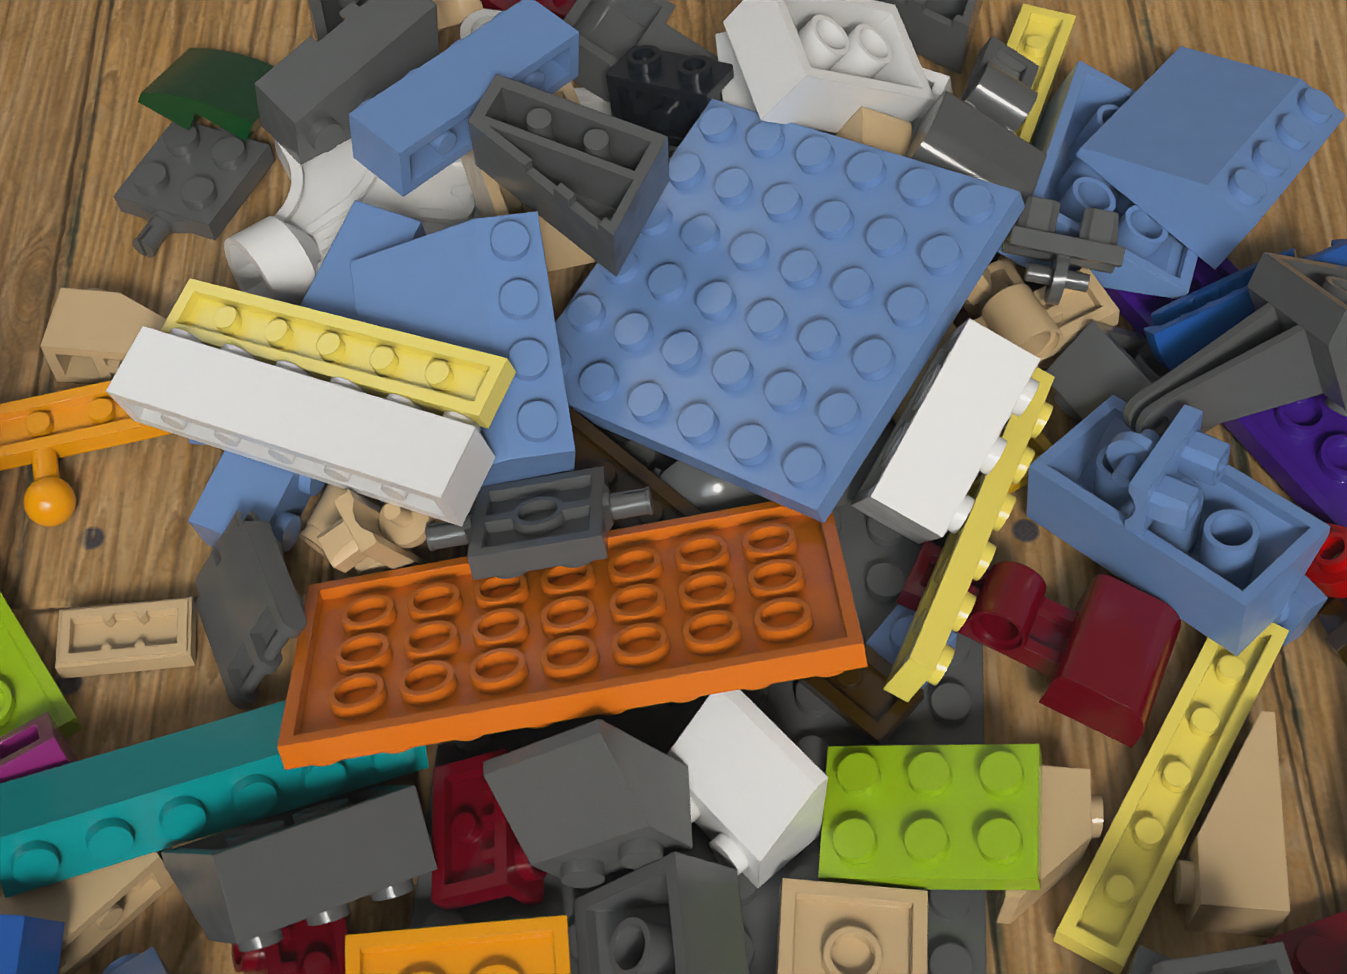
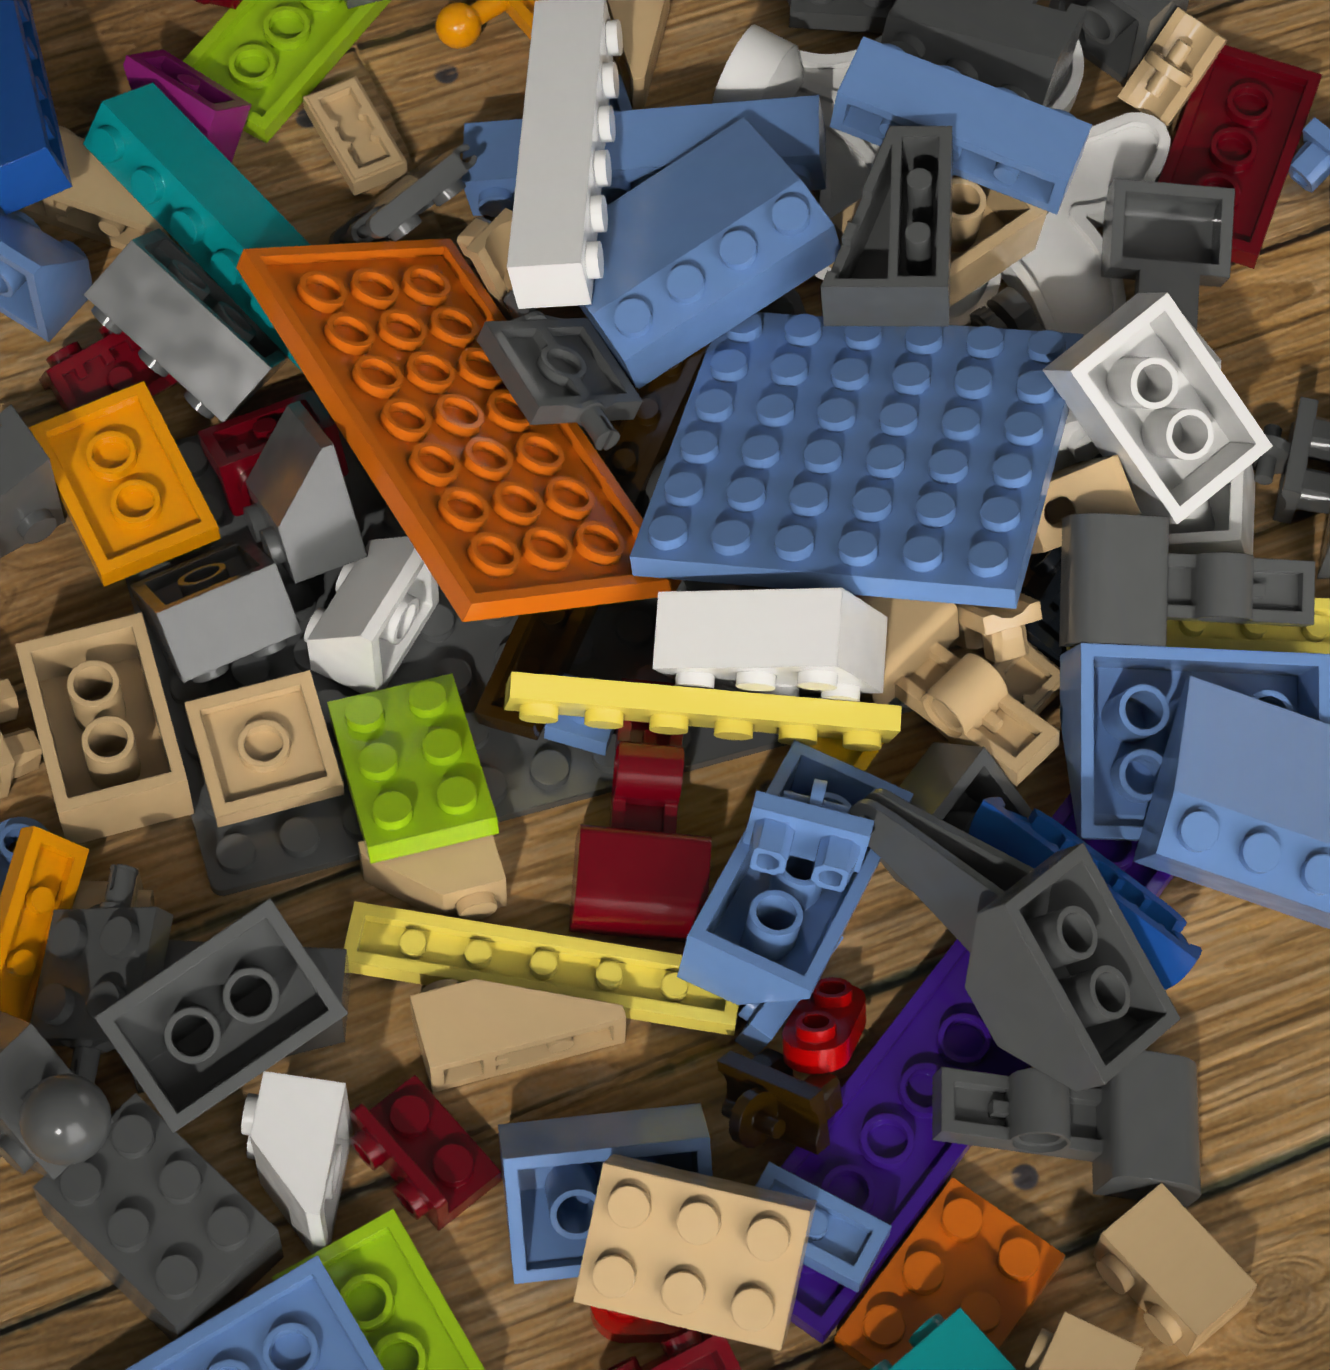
camera: 65 degrees right, 5 degrees up
(328, 346) = (640, 146): light yellow plate -> none
(664, 89) = (1097, 286): black bracket -> none
(1092, 249) = (1035, 691): dark grey hips -> none

